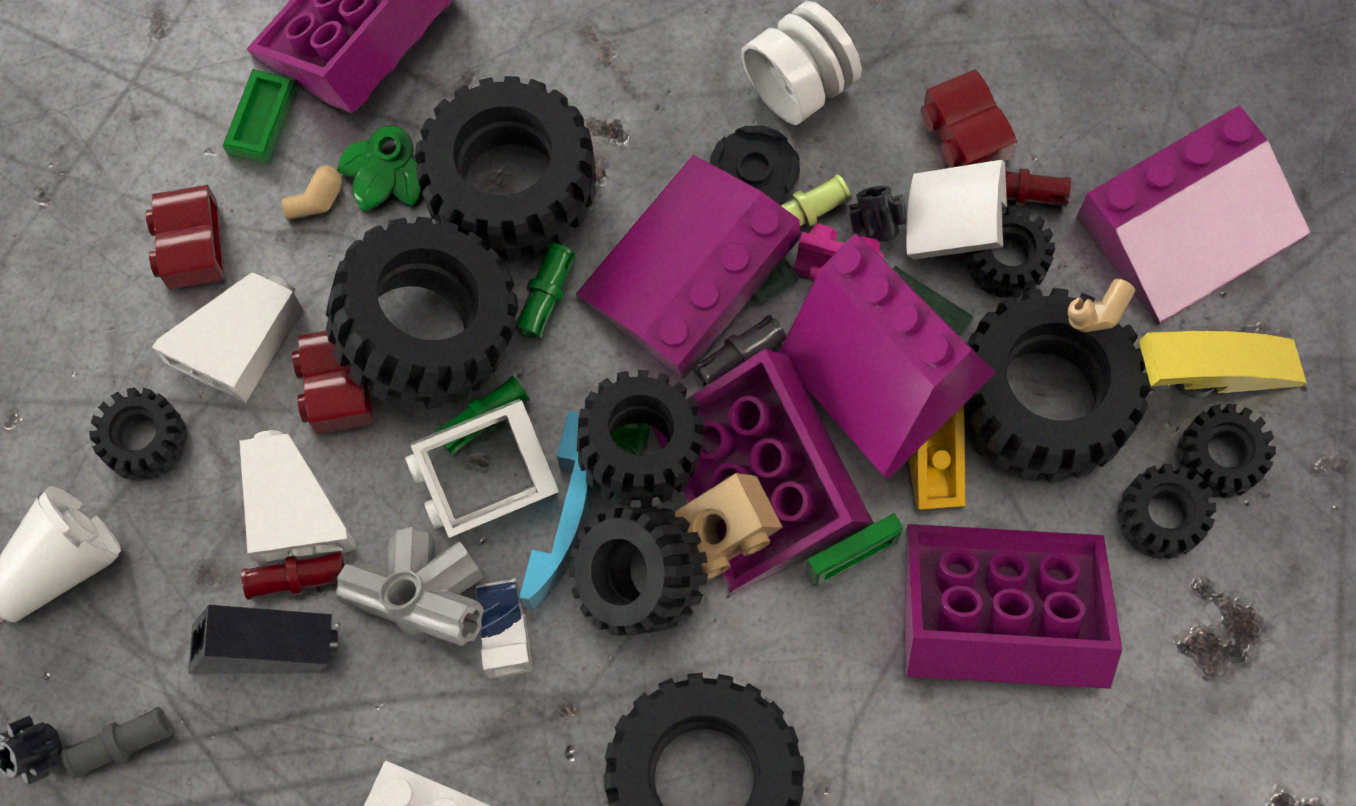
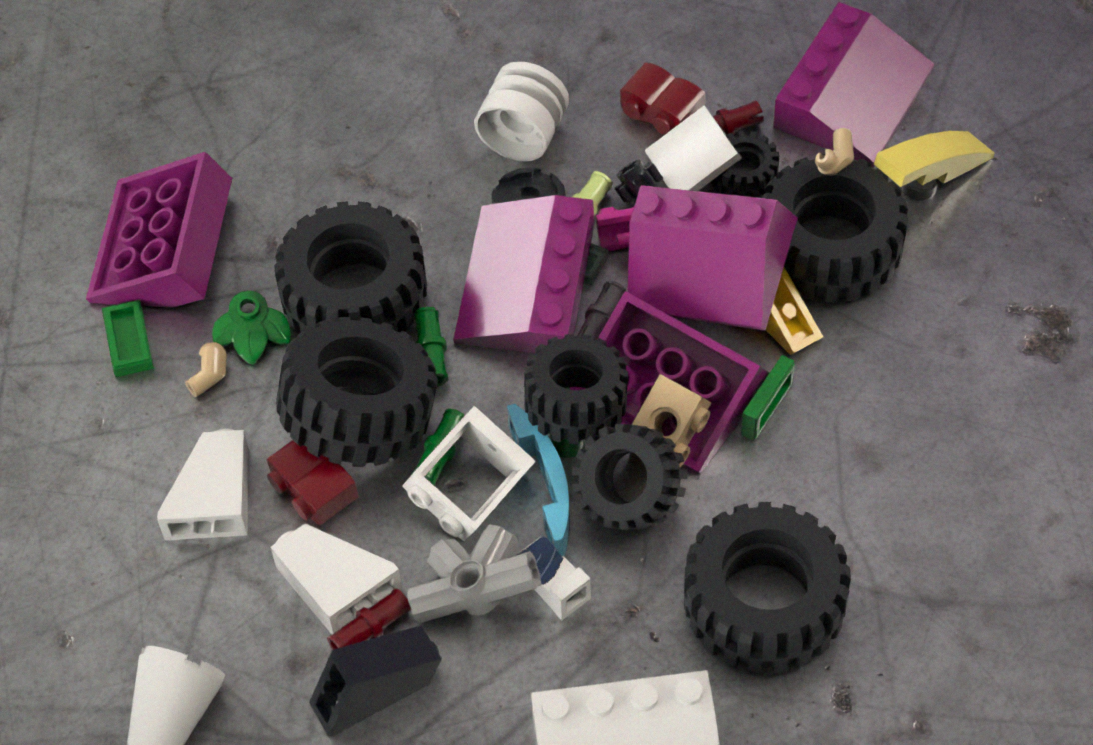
camera: 30 degrees left, 15 degrees down
(124, 412) = (174, 571): black tyre -> none
(186, 237) = (128, 441): dark red brick -> none
(1009, 607) = (898, 380): magenta slope -> none
(1190, 495) = (959, 288): black tyre -> none
(1242, 429) = (972, 199): black tyre -> none

